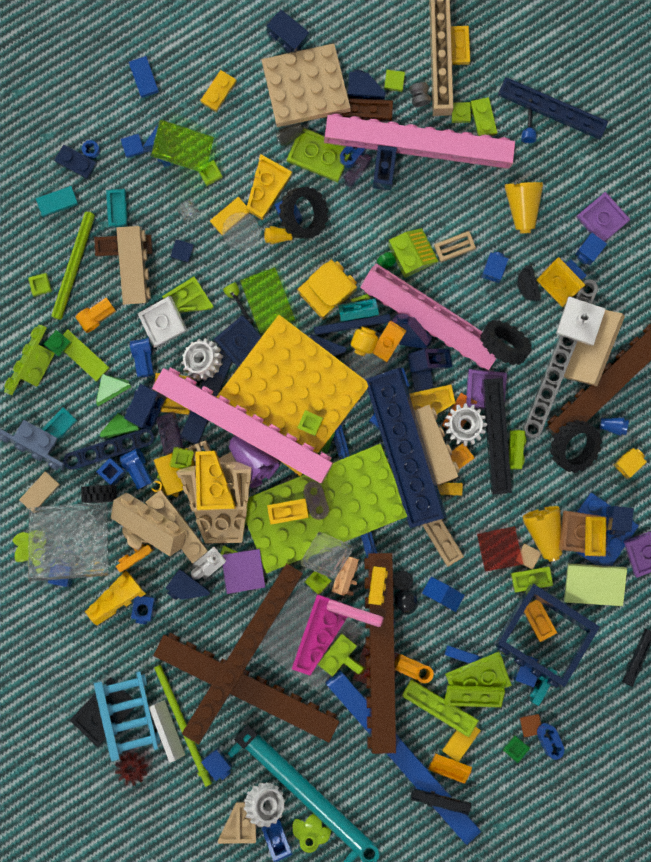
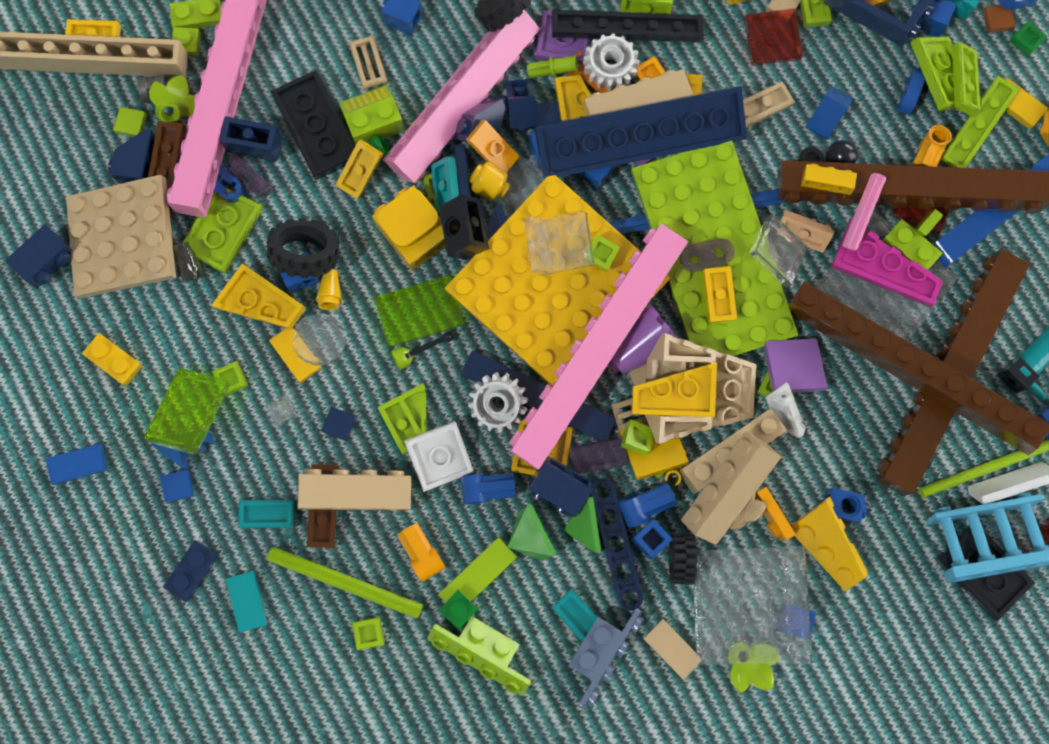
camera: 90 degrees left, 5 degrees down
(90, 143) = (174, 538): blue bush -> none
(185, 587) = (816, 445): dark blue slope -> none
(238, 340) = (475, 351): dark blue tile -> none
(312, 389) = (559, 243): none -> clear bracket
(317, 582) = (812, 267): lime plate -> none
(323, 323) = (463, 227): none -> black brick
(367, 247) = (359, 169): none -> yellow plate
(403, 212) = (314, 124): none -> black tile
(411, 108) = (172, 95): none -> lime plate
(460, 382) = (553, 67): none -> lime axle

